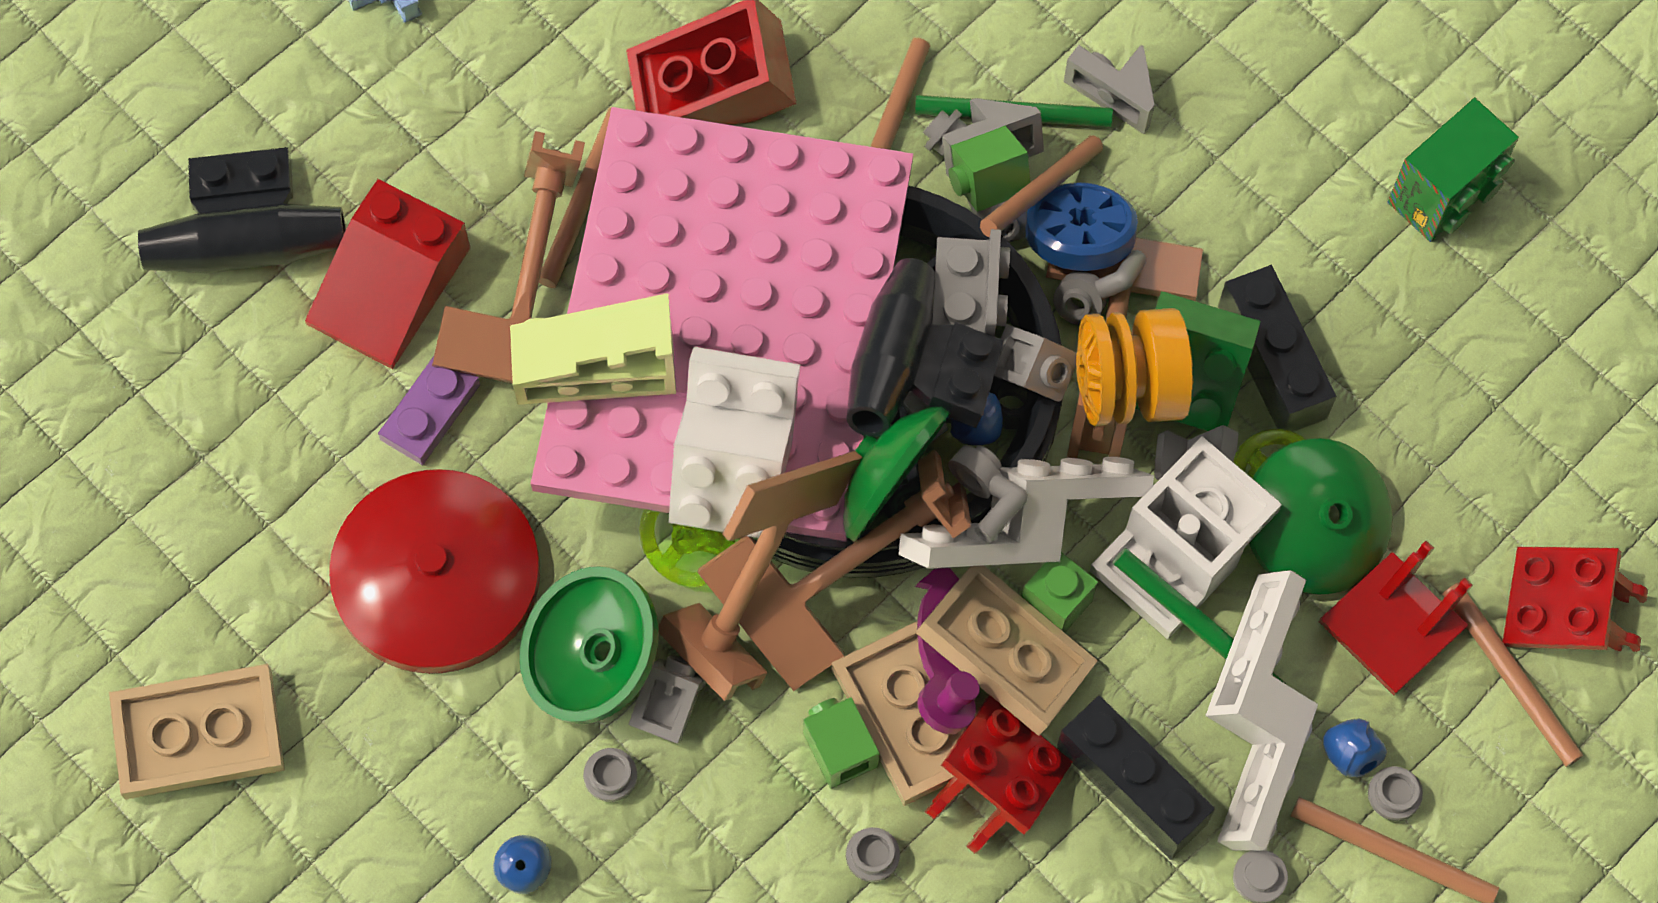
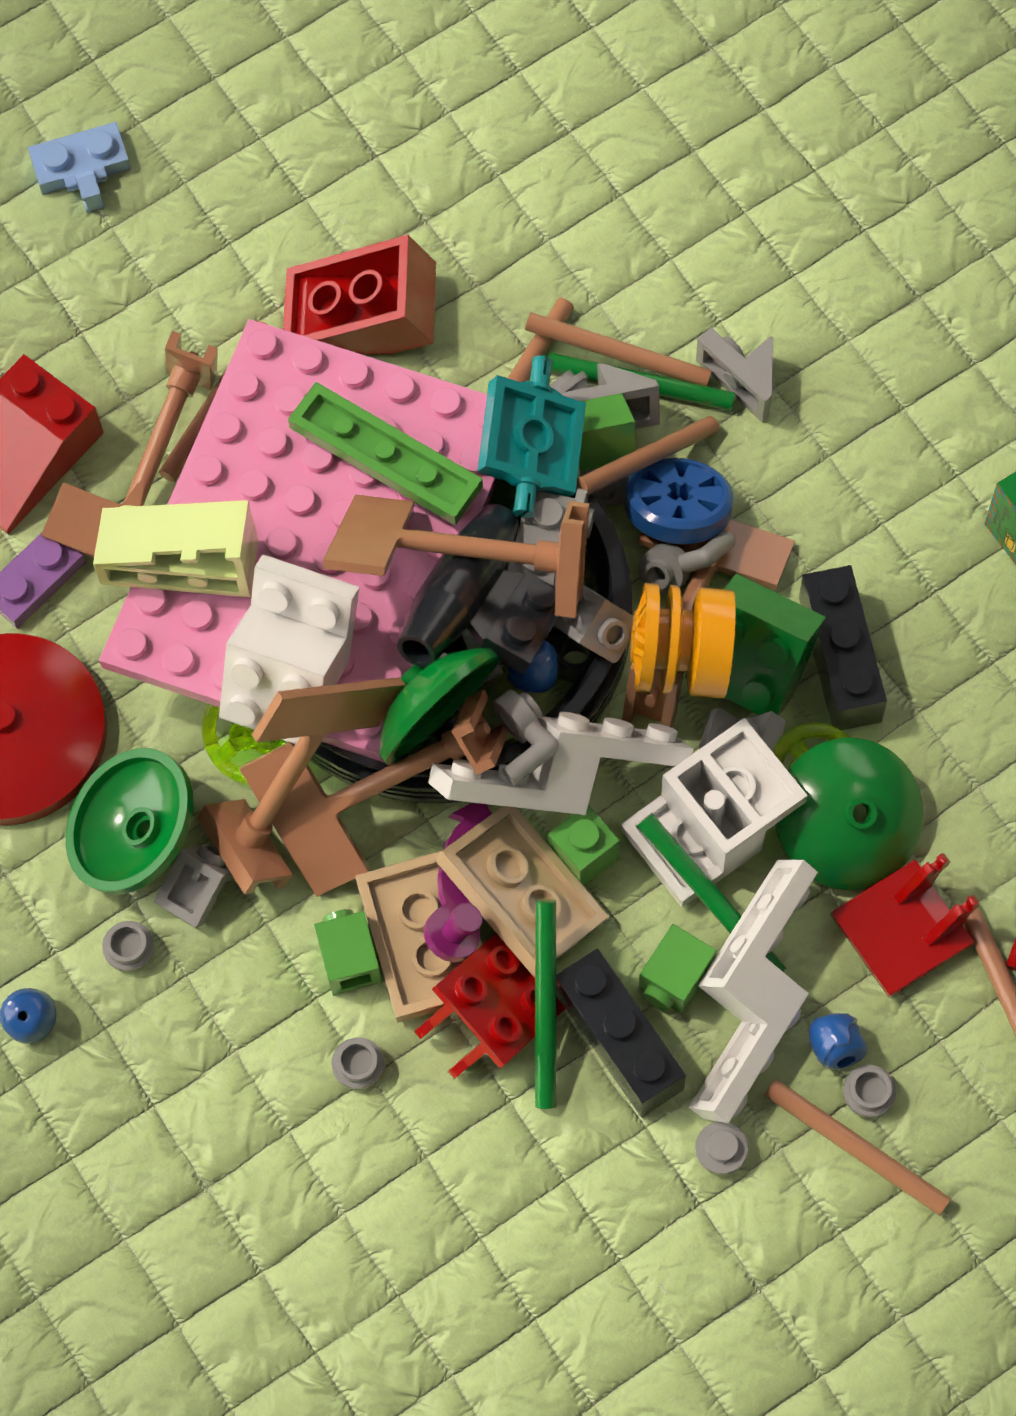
camera: 15 degrees right, 0 degrees up
(786, 223) = (385, 453): none -> bright green plate
(797, 306) = (377, 528): none -> nougat piece
(931, 183) = (531, 436): none -> teal plate
(984, 82) = (617, 349): none -> nougat bar
(1057, 760) = (545, 1003): none -> green bar
(1178, 704) = (675, 970): none -> bright green brick

